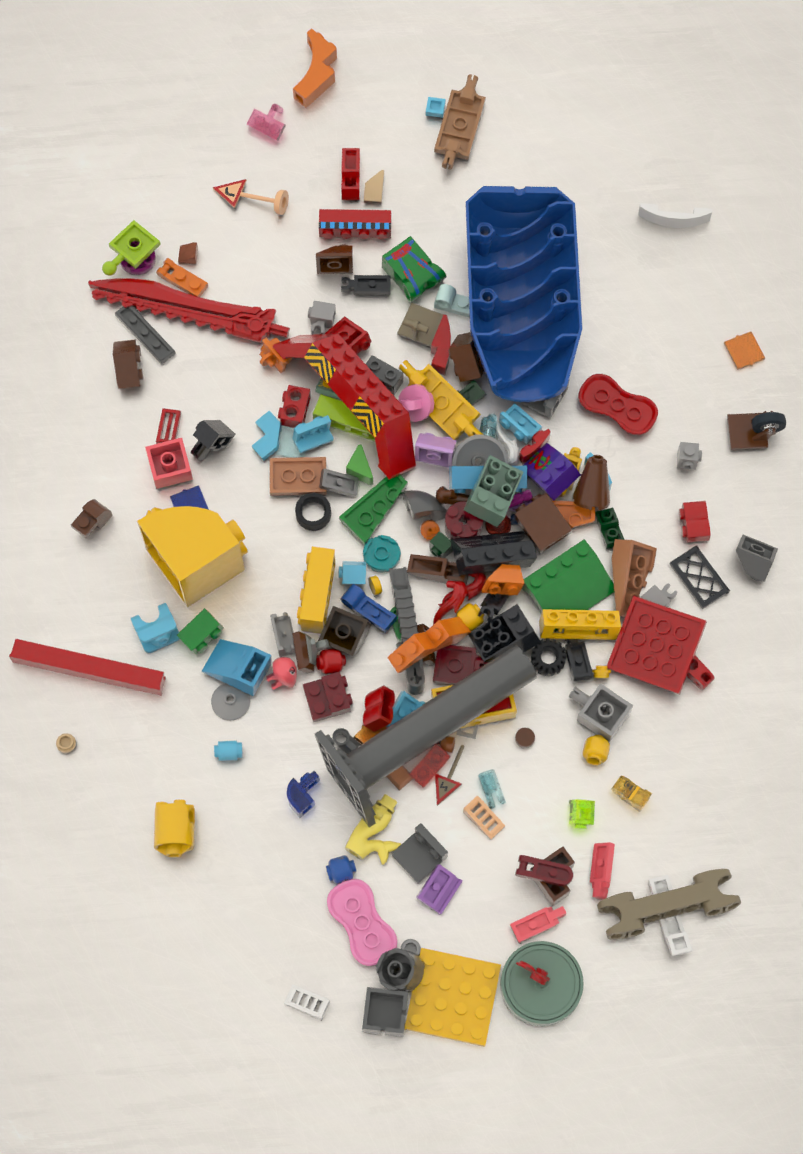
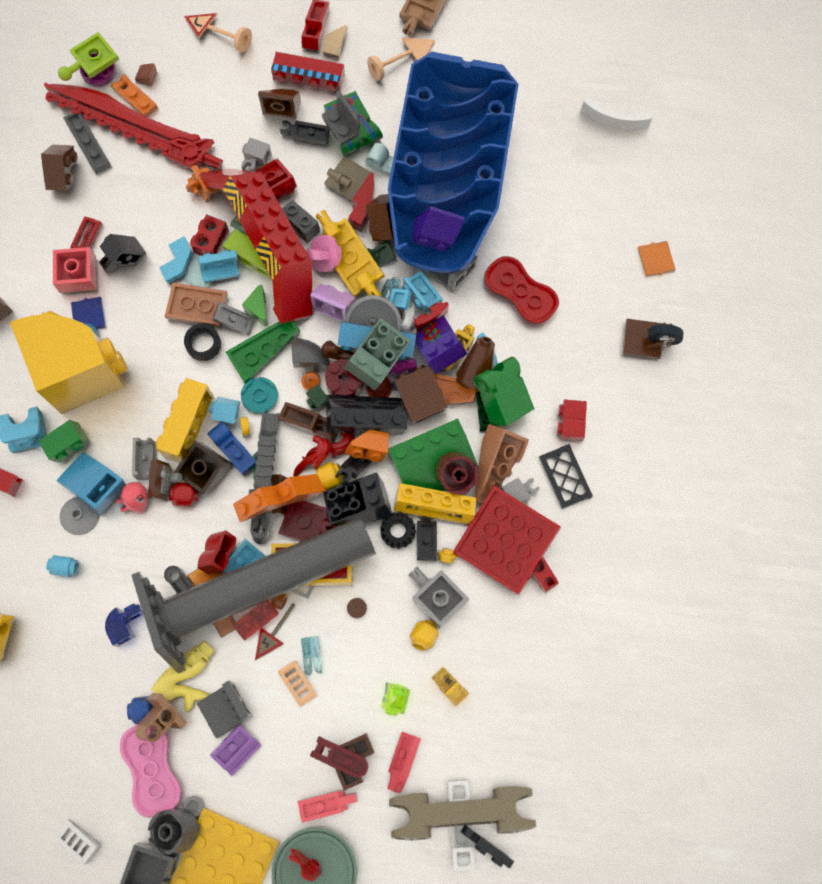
camera: 10 degrees right, 5 degrees up
(328, 697) = (172, 529): dark red plate -> none
(362, 871) = (154, 721): none -> medium nougat tile
(406, 267) = (342, 120): none -> dark grey bracket
(460, 179) = (416, 47): none -> light nougat piece
(502, 433) = (400, 298): none -> medium azure plate
(526, 359) = (436, 228): none -> dark purple slope
(584, 590) = (463, 481): none -> dark red brick
(624, 506) = (504, 393): none -> green piece
(688, 455) = (580, 353): light grey brick -> none
(698, 929) = (485, 846): none -> black plate
(756, 557) = (625, 467): dark grey slope -> none

